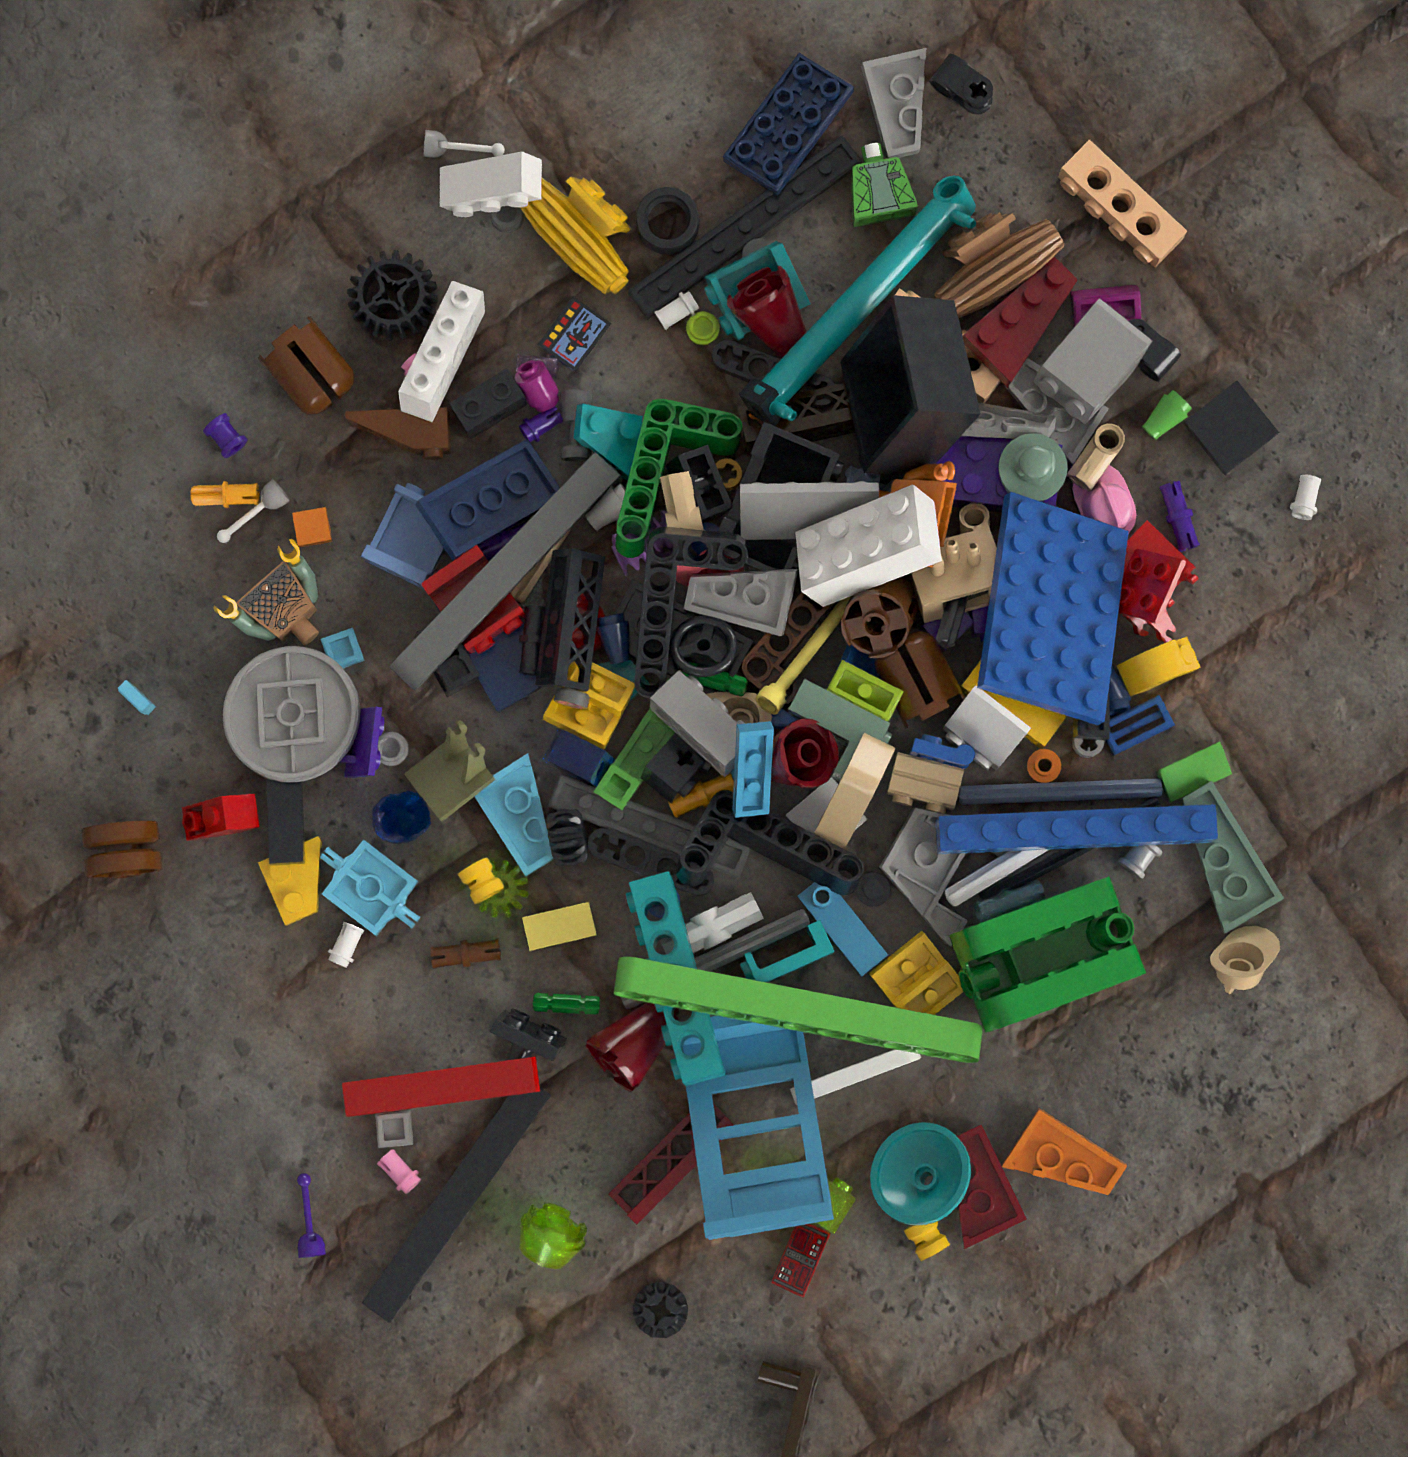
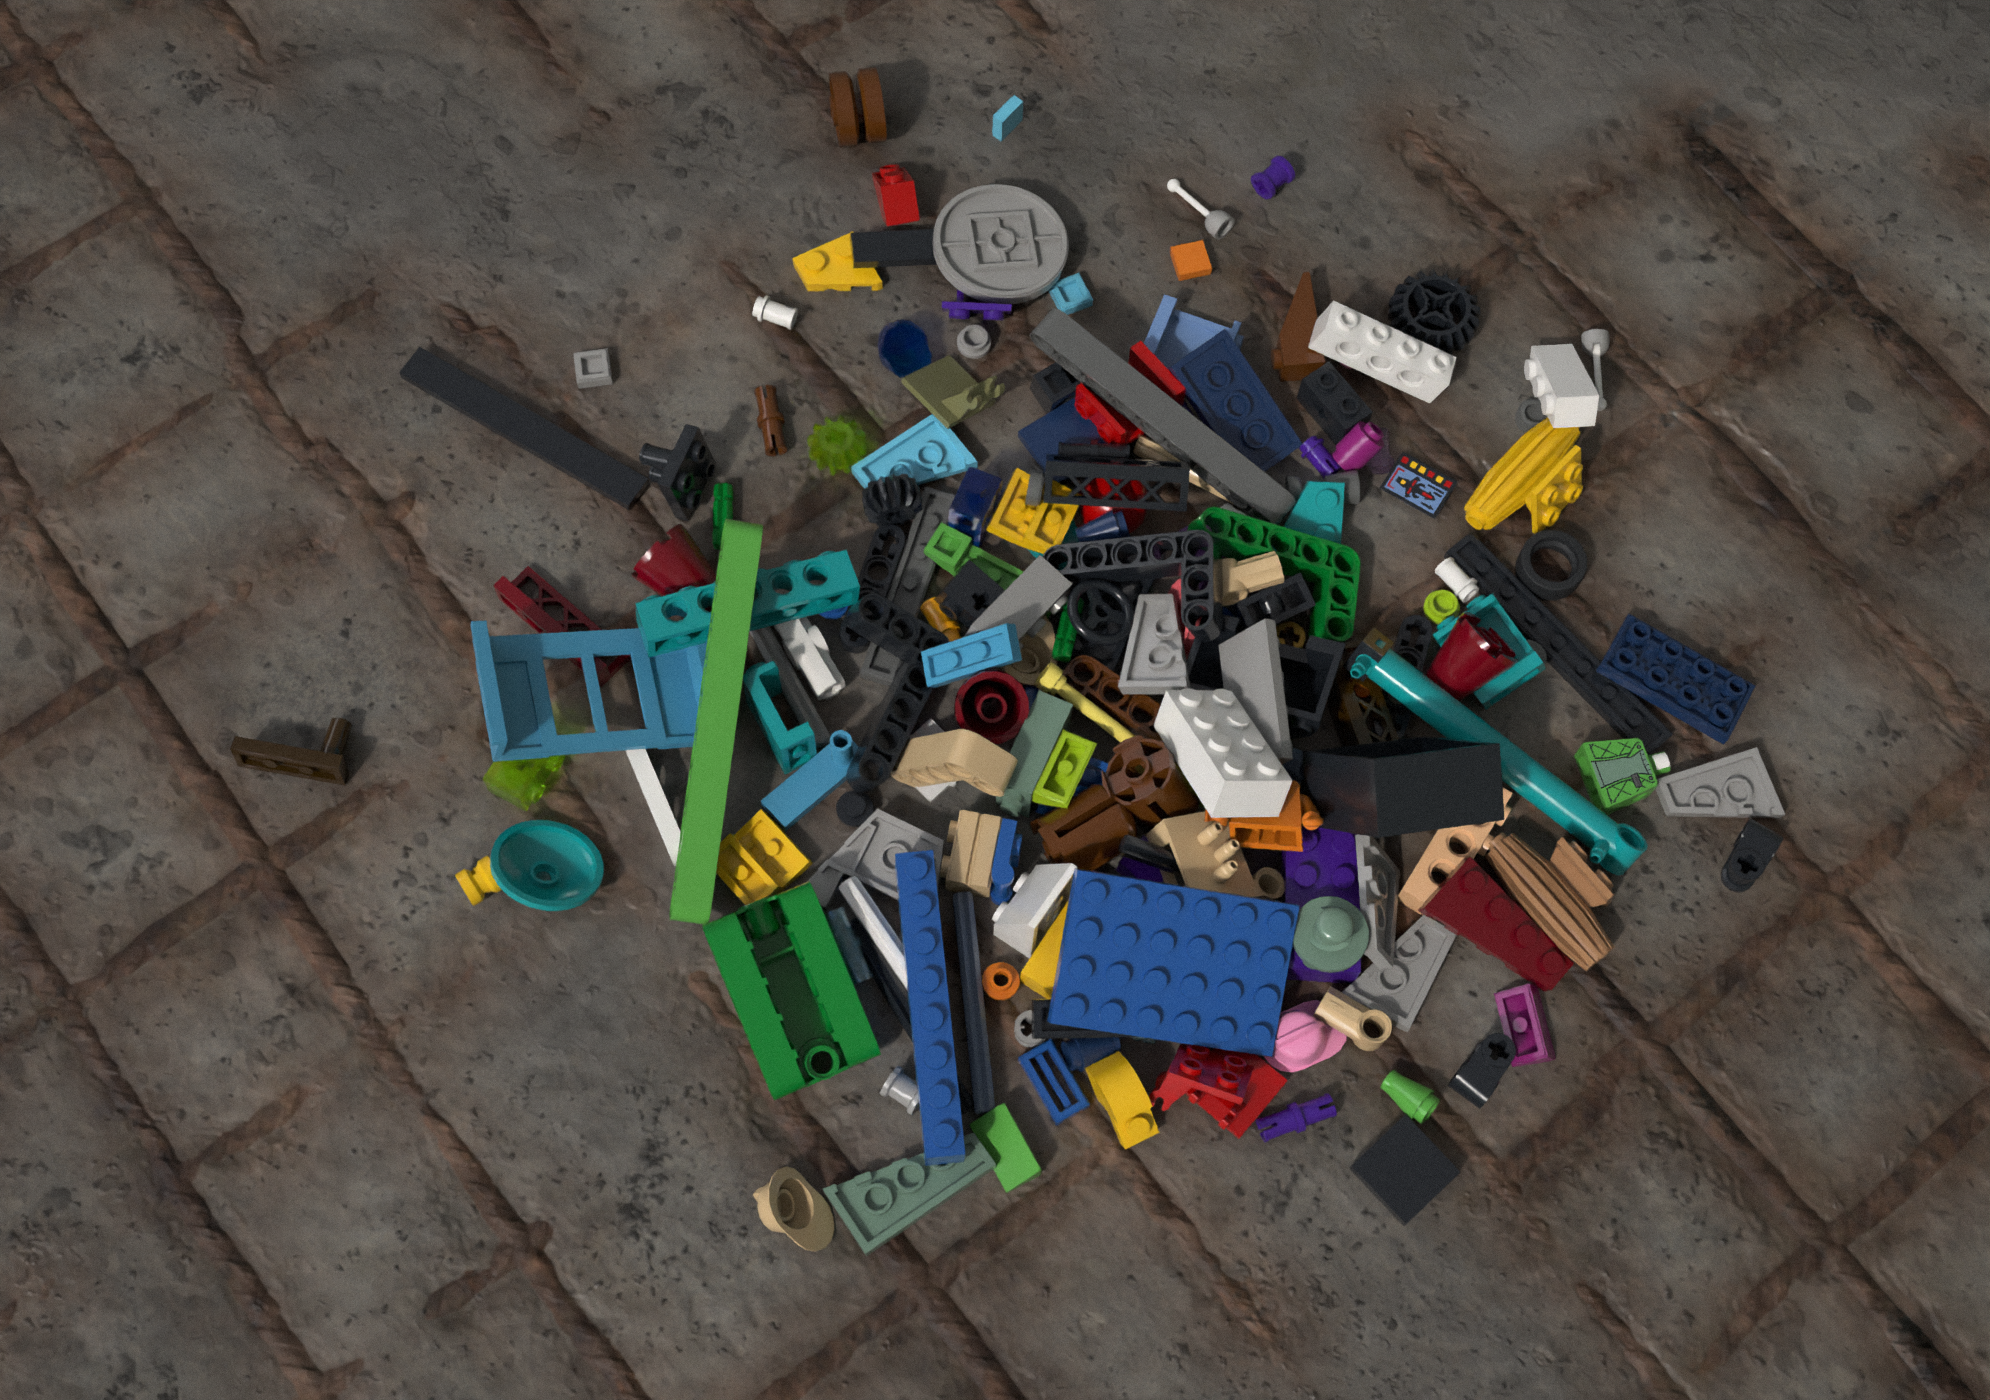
camera: 80 degrees right, 15 degrees down
(225, 494) = (1214, 181): light orange axle -> none
(278, 602) = (1111, 231): torso -> none
(295, 377) = (1350, 239): reddish brown cylinder -> none
(310, 1243) = (479, 299): dark purple hinge -> none
(370, 887) = (833, 329): medium azure plate -> none
(399, 1171) = (549, 372): bright pink pin -> none
(441, 1087) = (632, 395): red tile -> none
(481, 880) = (840, 414): yellow wheel -> none
(550, 1236) = (483, 506): clear neon green cone -> none
(559, 926) = (802, 506): light yellow tile -> none
(651, 1296) = (415, 635): black gear -> none
(800, 1258) = (456, 756): slope -> none
(989, 1200) = (531, 939): dark red wing -> none
(1062, 1154) = (571, 1021): orange wing -> none
(1092, 361) = (1457, 999): light grey slope -> none
(1142, 208) = (1685, 994): light nougat brick -> none
(1306, 497) = (1334, 1262): white pin -> none

